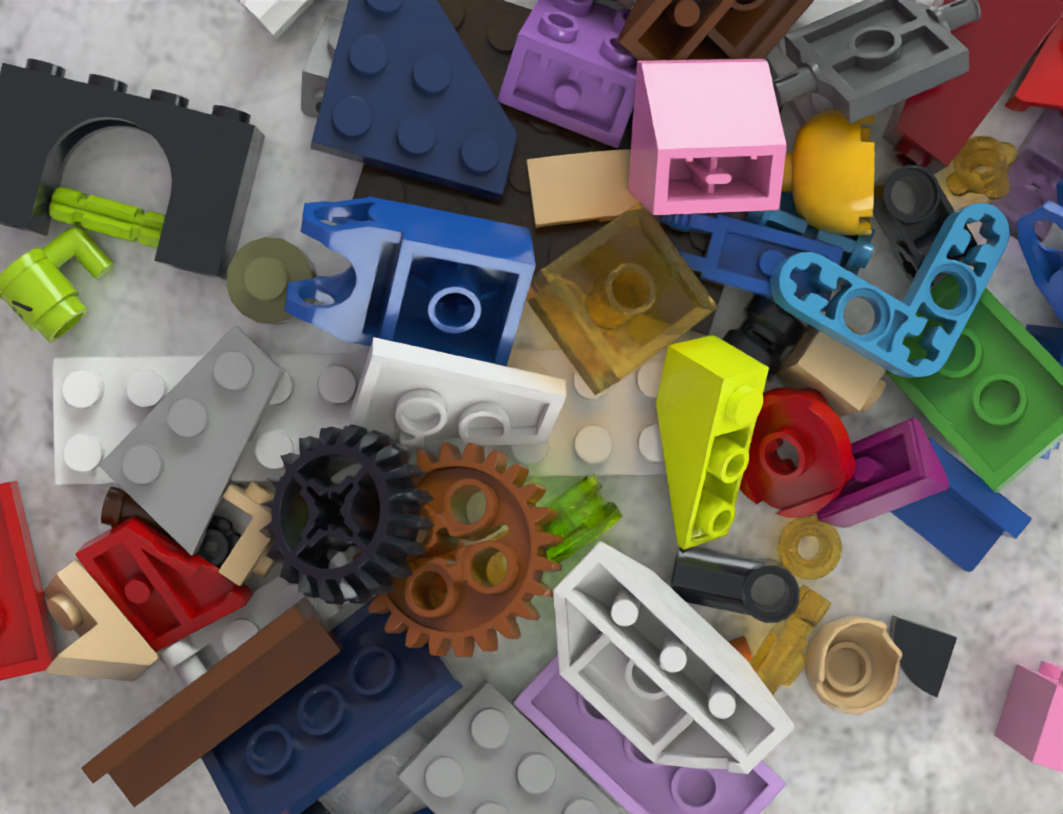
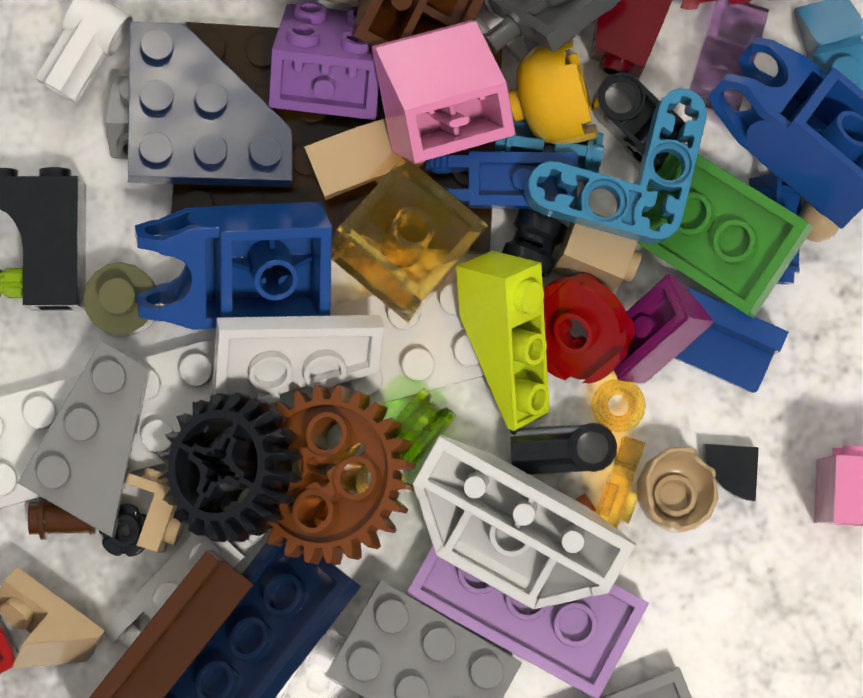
camera: 15 degrees left, 5 degrees down
(159, 582) = (90, 568): red wing -> none
(982, 152) = (669, 51): clear yellow plate -> none

